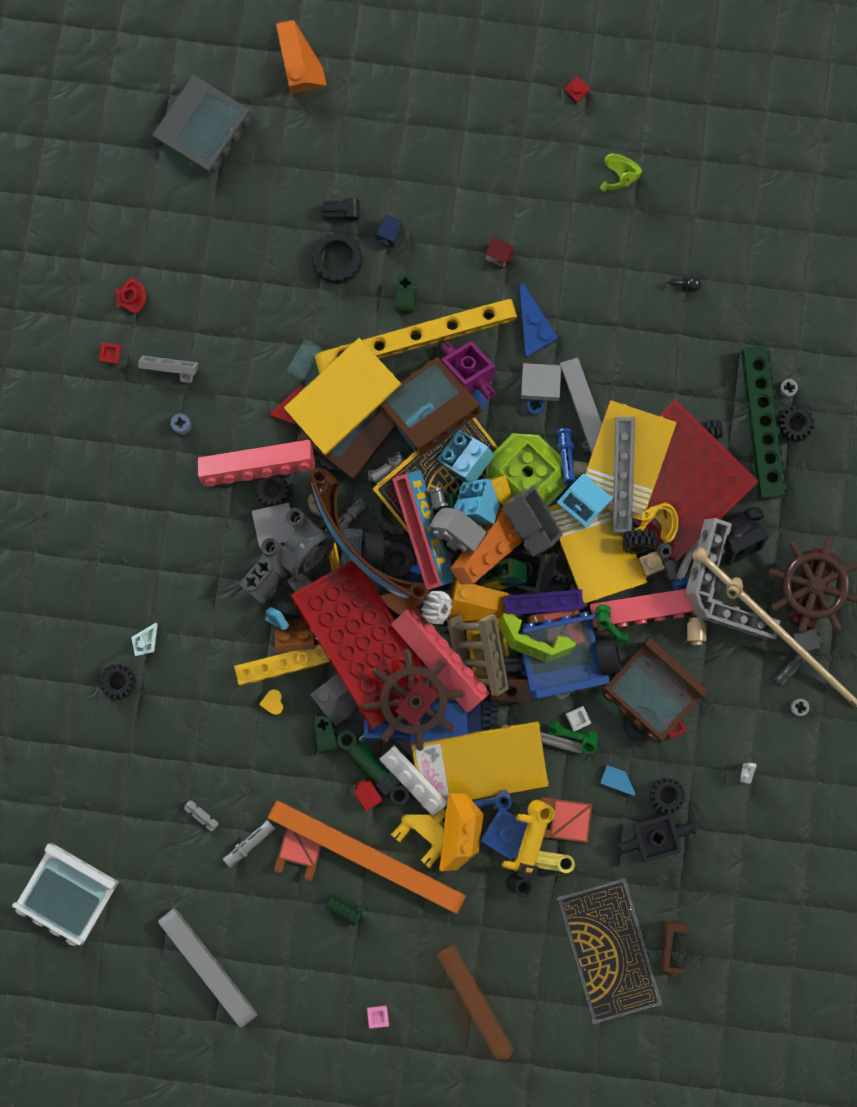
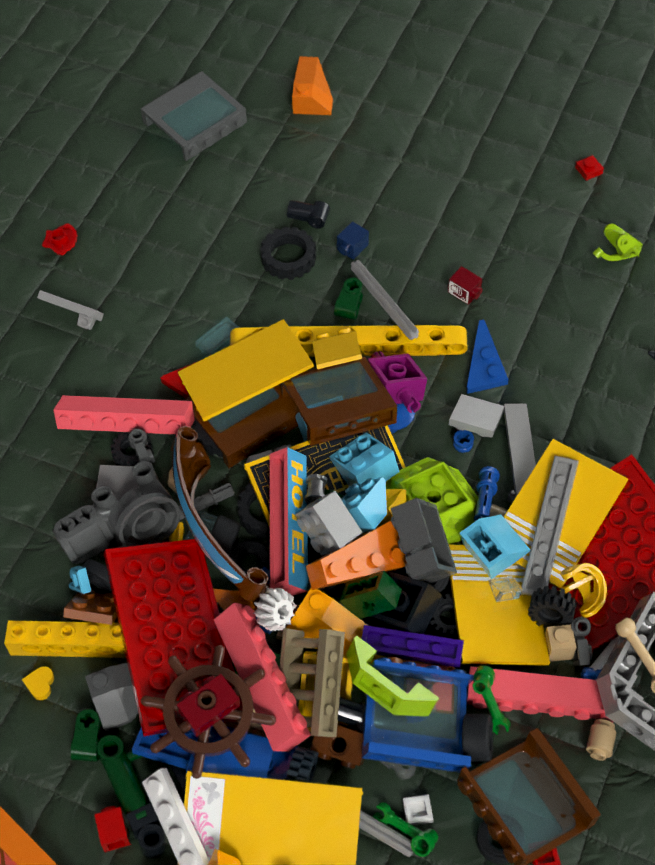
camera: 15 degrees right, 25 degrees down
(110, 353) = (15, 282): red plate -> none
(181, 428) = (64, 367): sand blue wheel -> none
(288, 498) = (138, 441): none -> dark grey plate
(414, 360) = (336, 349): none -> yellow slope
(435, 289) = (385, 300): none -> light grey axle
(600, 532) = (505, 588): none -> clear slope

